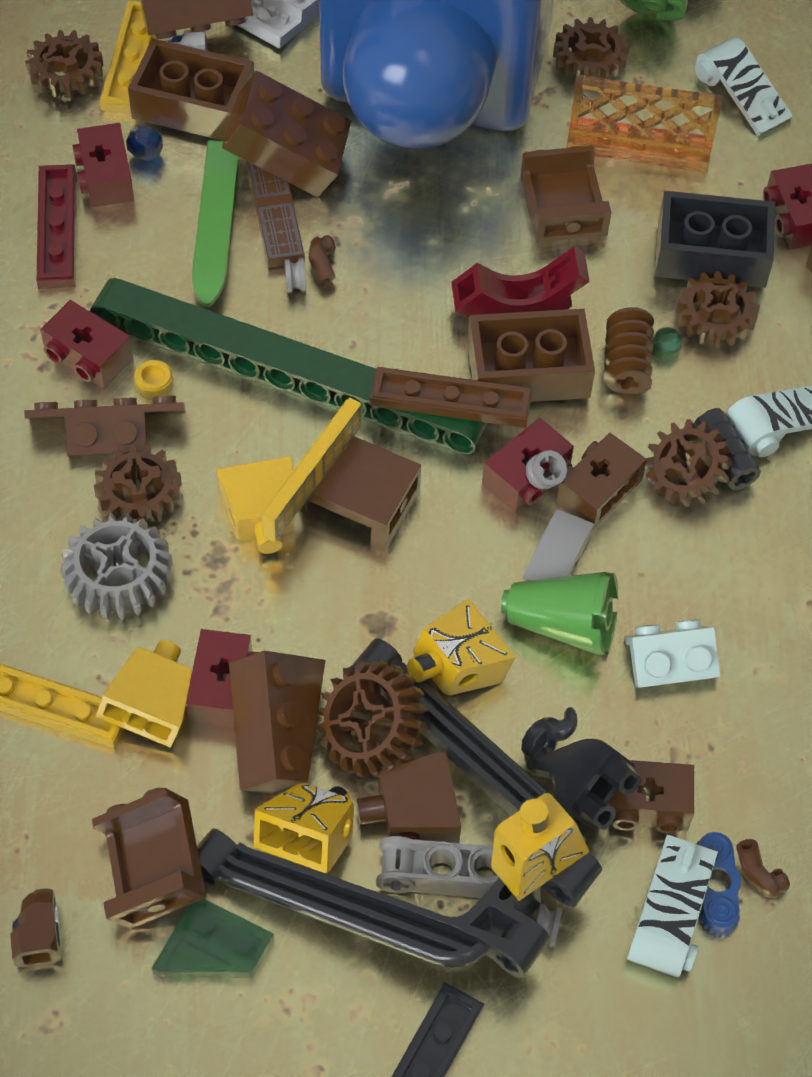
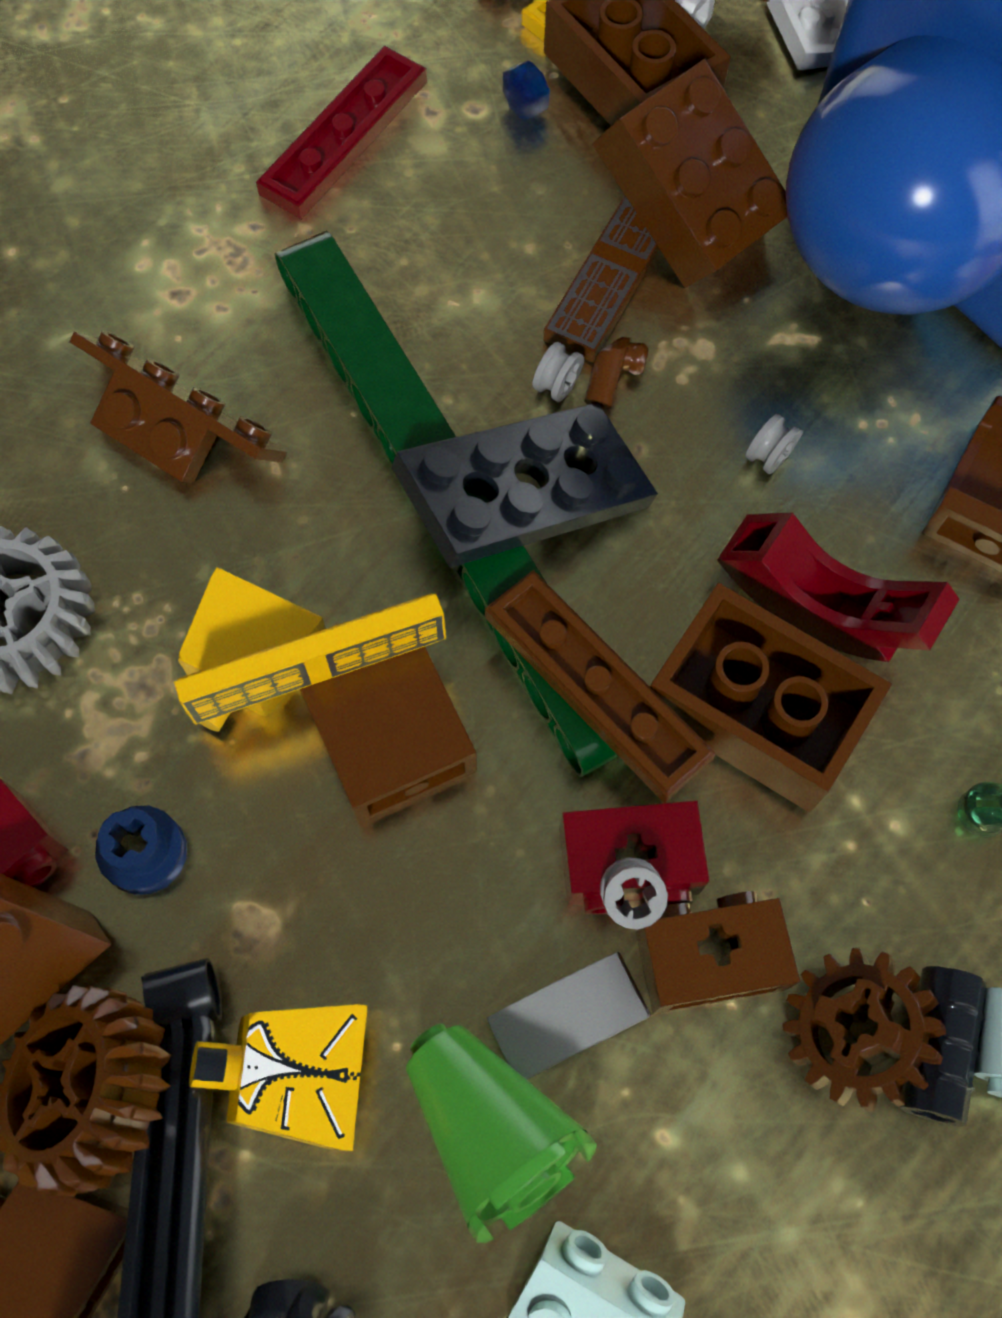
camera: 40 degrees right, 10 degrees up
(86, 344) = (232, 297): dark red brick -> none
(105, 165) = (454, 88): dark red brick -> none
(153, 379) = (278, 394): yellow tile -> none
(158, 484) = (126, 521): reddish brown gear -> none
(214, 223) = (513, 248): bright green piece -> none
(280, 629) = (153, 867): none -> dark blue piece
(332, 333) = (517, 510): none -> black plate
(433, 243) = (773, 443): none -> light grey bush
(629, 351) = (914, 784): reddish brown piece -> none

